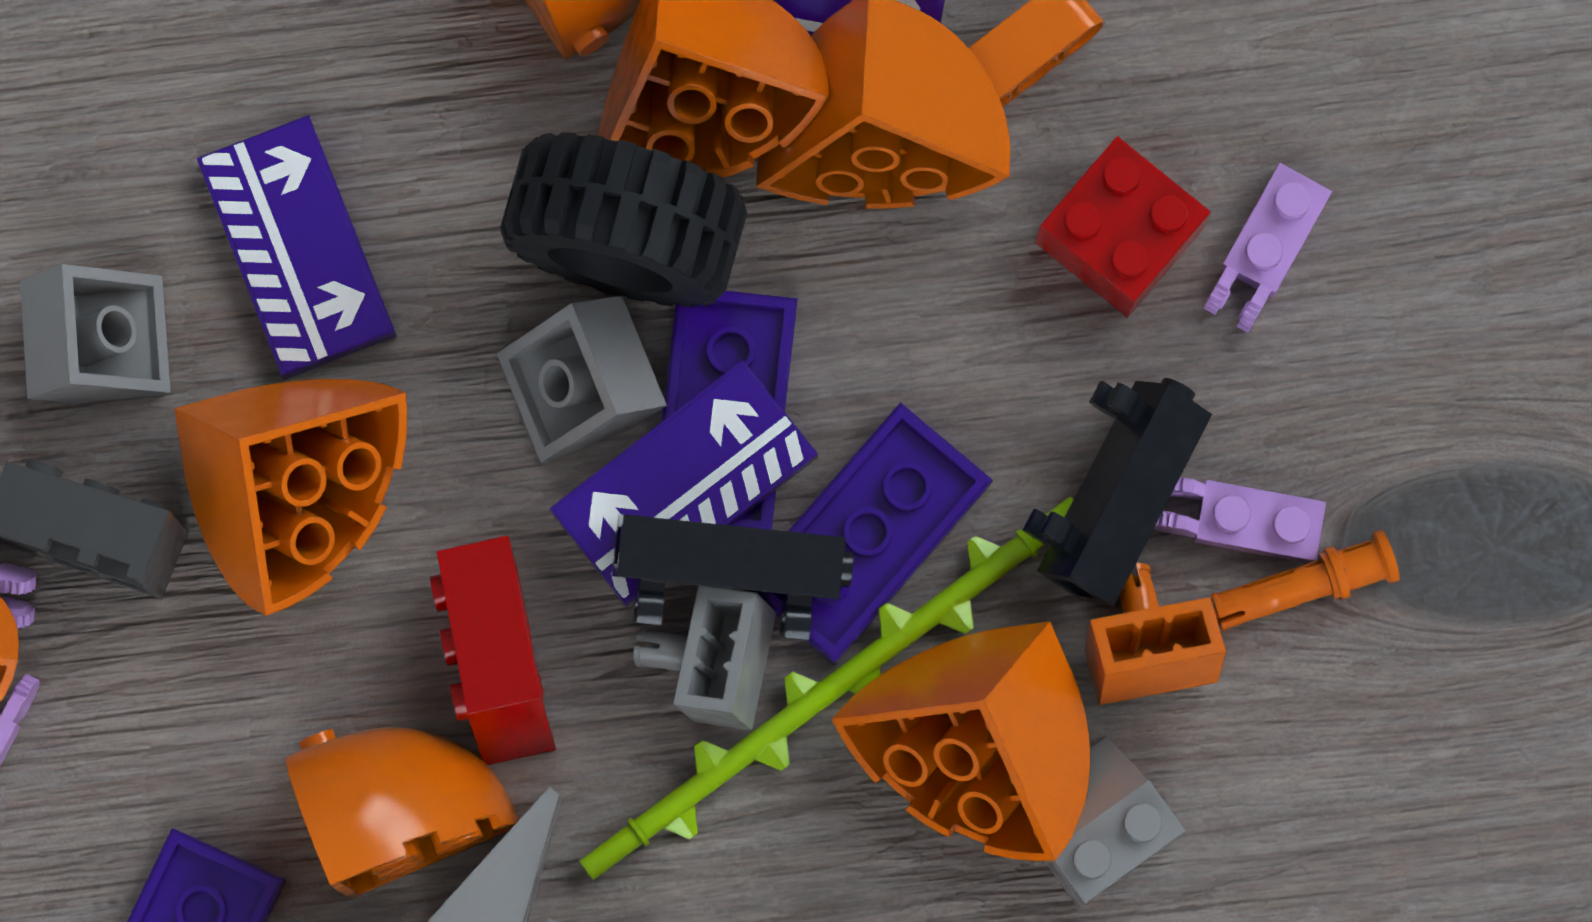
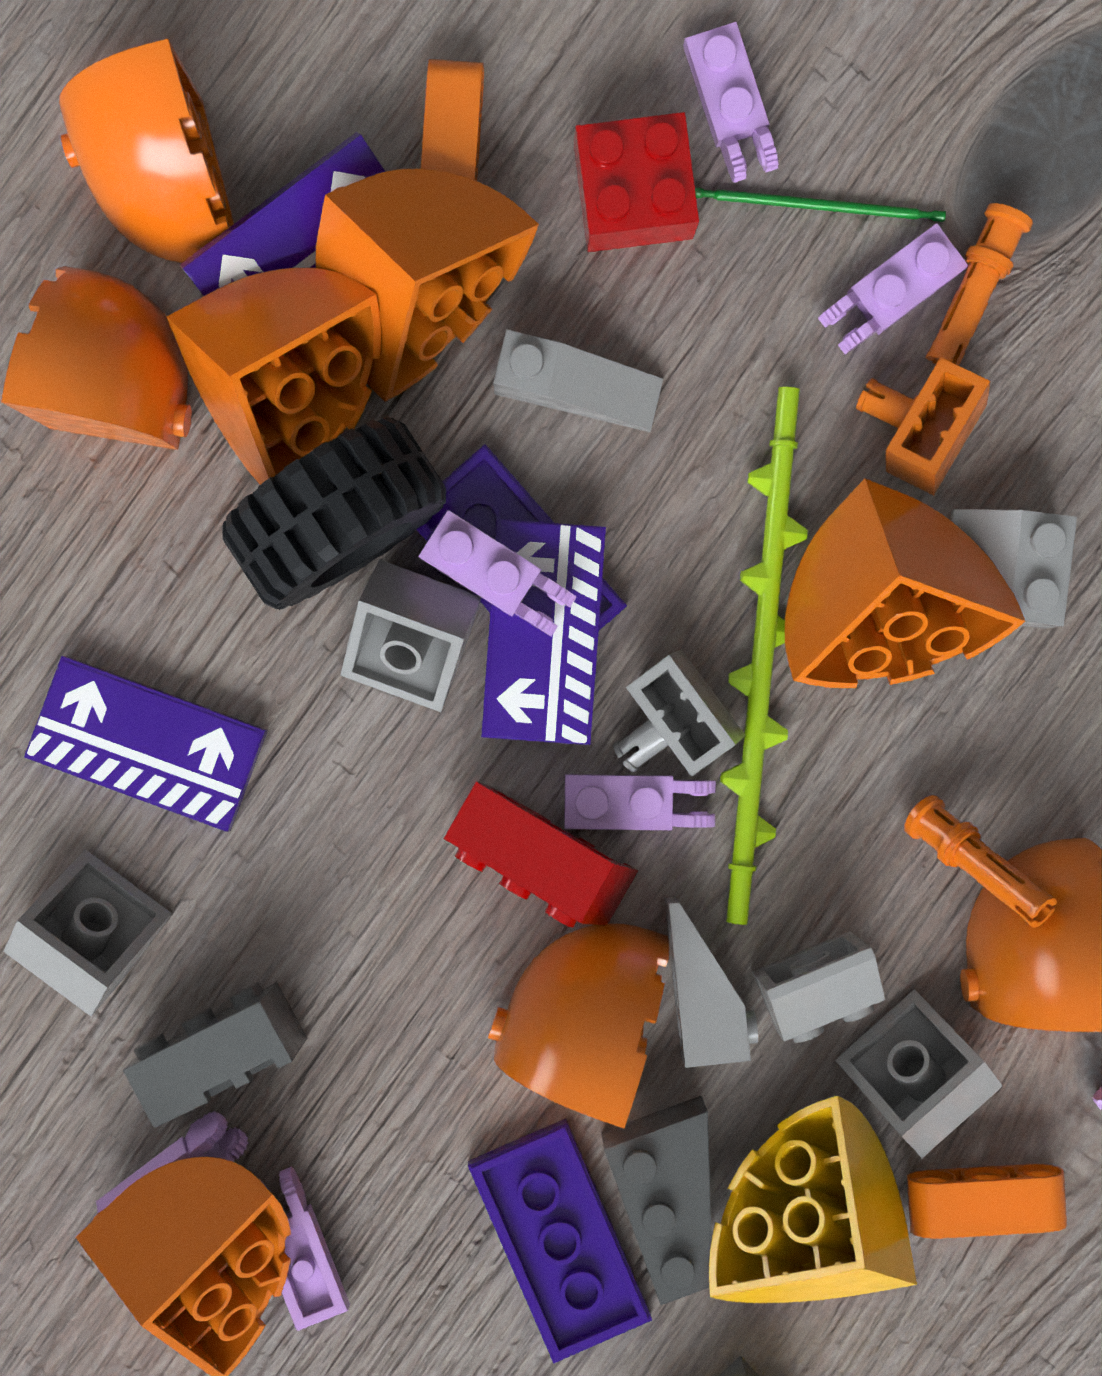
camera: 45 degrees left, 10 degrees up
(290, 479) = (306, 890): orange brick -> none
(608, 688) = (631, 802): none -> lavender hinge
(694, 390) = (491, 570): none -> lavender hinge
(730, 558) = (627, 651): black brick -> none
(894, 510) = (682, 540): dark purple tile -> none
(916, 325) = (575, 381): none -> light grey slope
(1123, 490) = (811, 347): black brick -> none
(1252, 393) = (820, 204): none -> green piece

